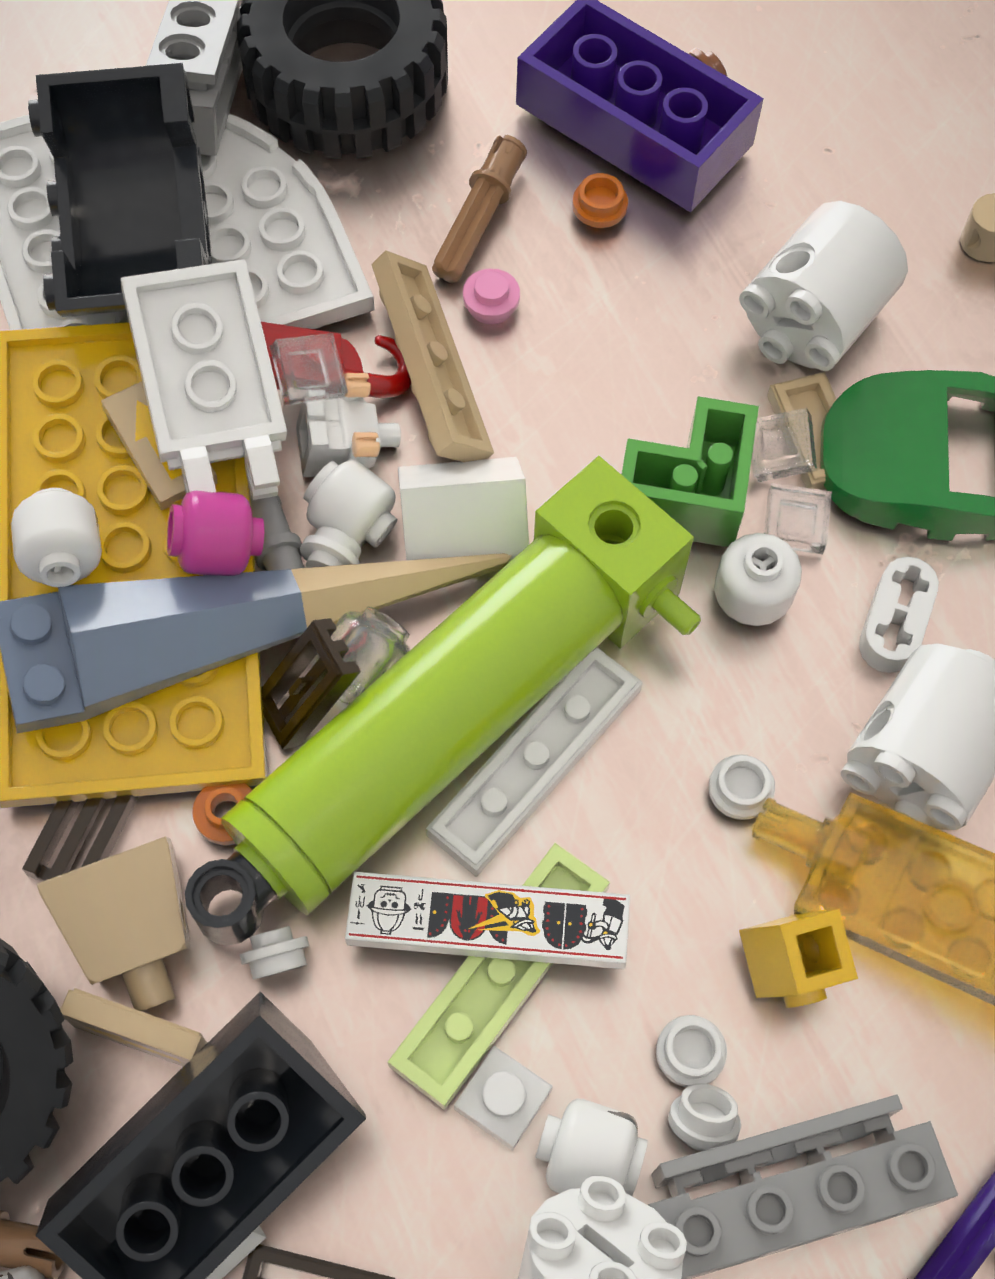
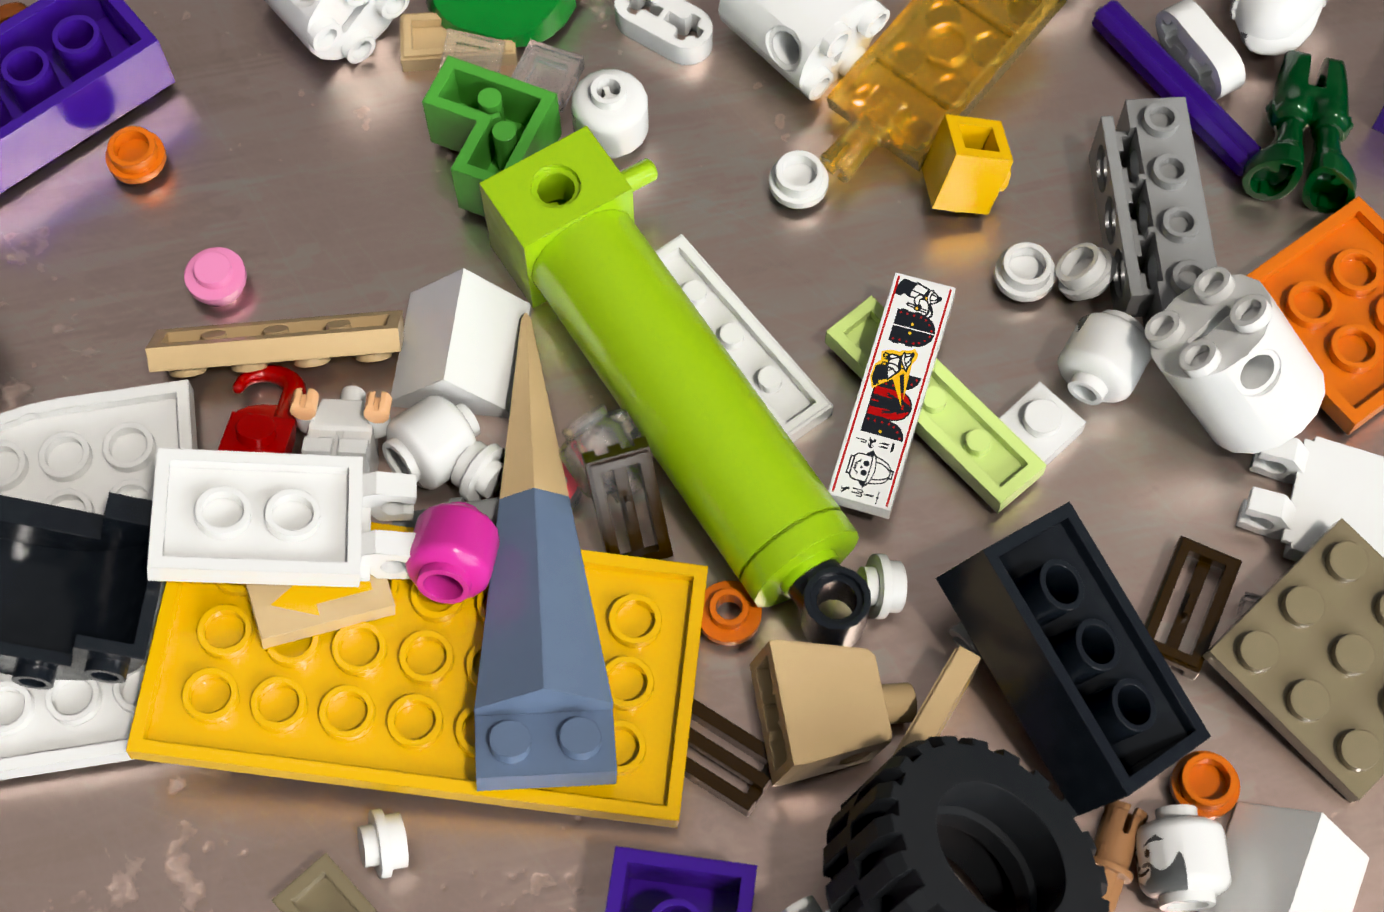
camera: 75 degrees left, 0 degrees up
(56, 537) = (421, 699): white head -> none
(308, 368) = (284, 427): clear tile -> none
(488, 189) = (84, 251): medium nougat axle -> none

